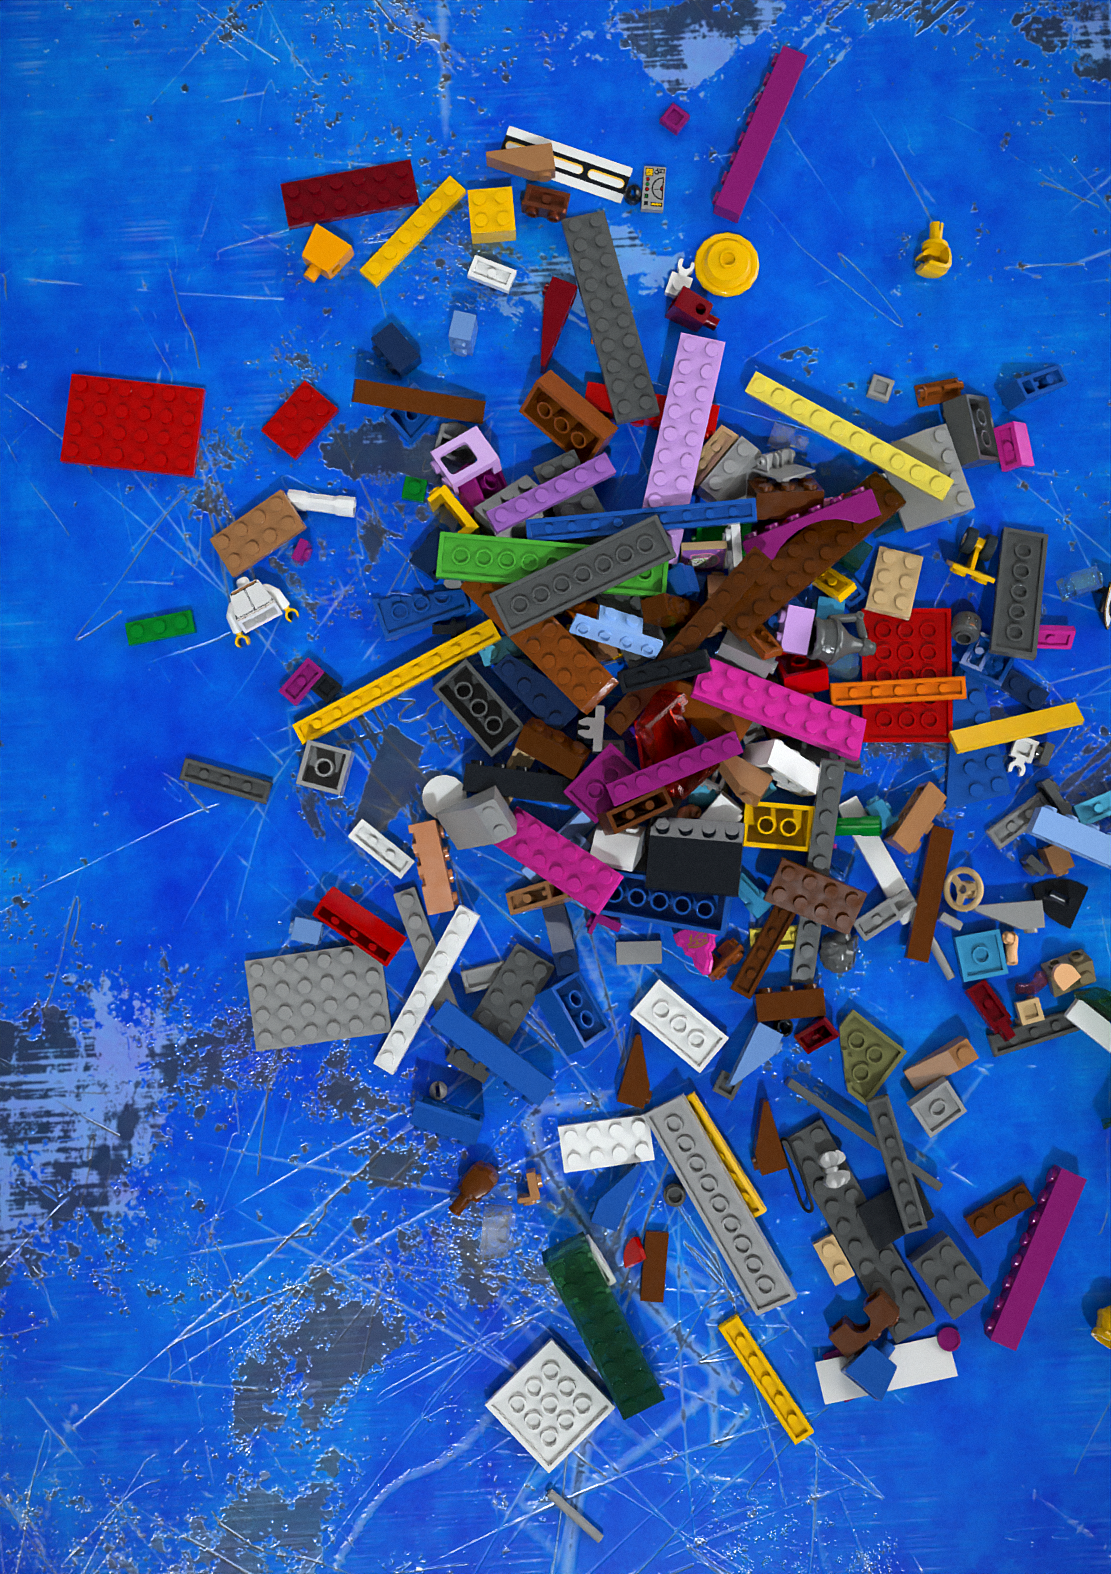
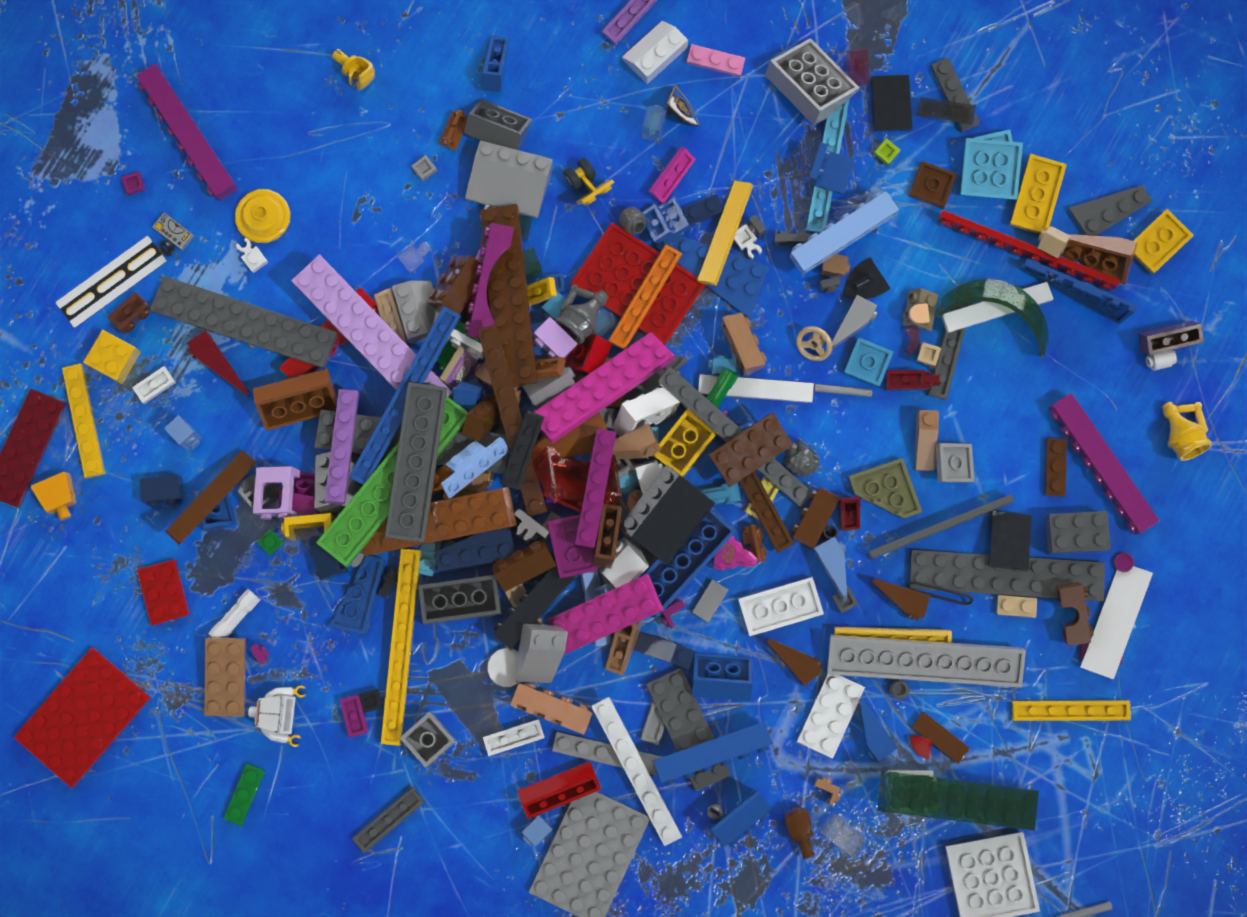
camera: 50 degrees left, 5 degrees down
(528, 162) = (93, 305): medium nougat slope -> none
(691, 311) = (279, 262): dark red torso -> none
(780, 466) = (432, 273): light grey hinge -> none
(829, 1162) = (956, 567): light grey piece -> none
(849, 436) = (443, 212): light yellow brick -> none
(872, 1369) = (1109, 629): blue torso -> none
(882, 916) = (796, 412): light grey hinge -> none
(894, 583) = (567, 249): tan plate -> none
(896, 1163) = (975, 517): dark grey tile -> none
(929, 894) = (802, 369): reddish brown tile -> none
(949, 921) = (830, 368): light grey tile -> none
(1011, 946) = (872, 334): light nougat arm -> none
(1013, 446) = (527, 104): dark pink panel -> none
(1015, 822) = (791, 277): light grey tile -> none
(1018, 594) = (632, 169): dark grey plate -> none

